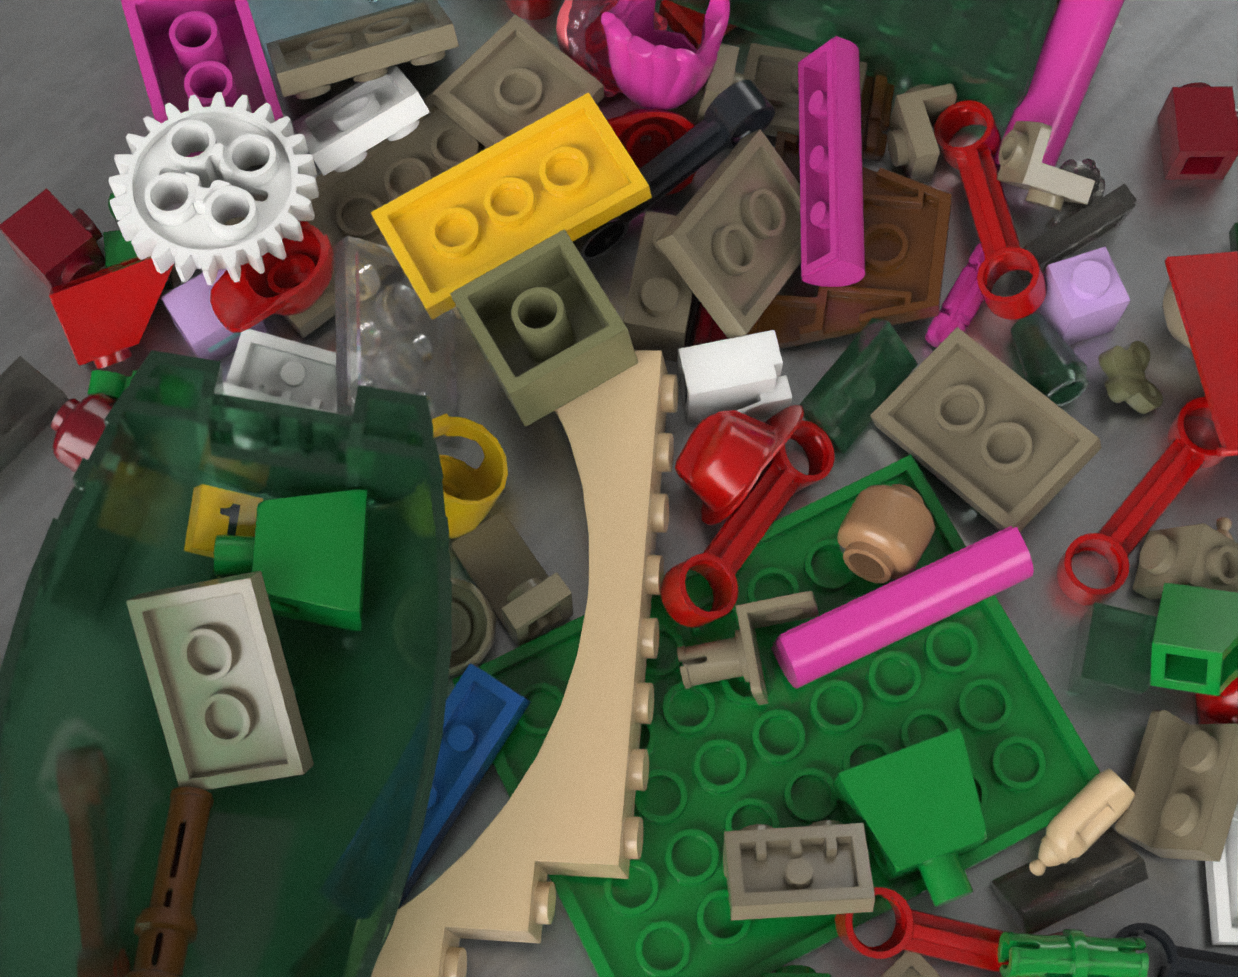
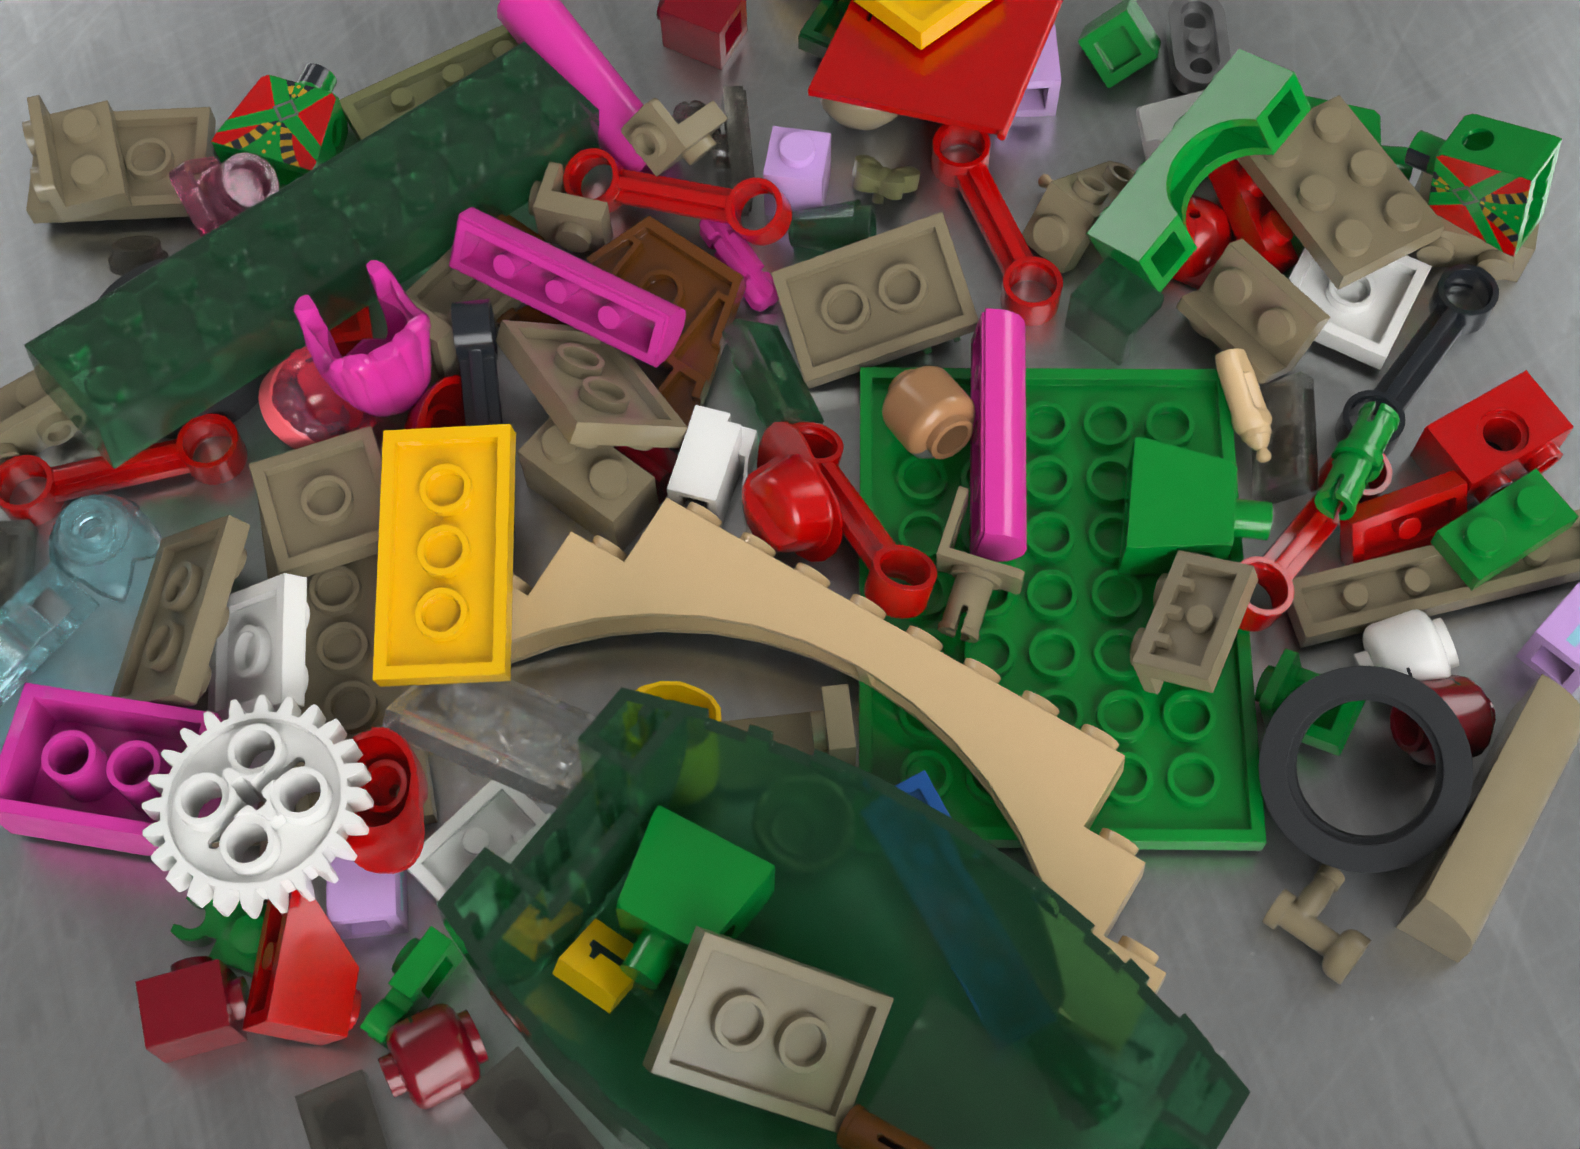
camera: 60 degrees left, 5 degrees down
(545, 327) = (596, 572): olive brick -> none

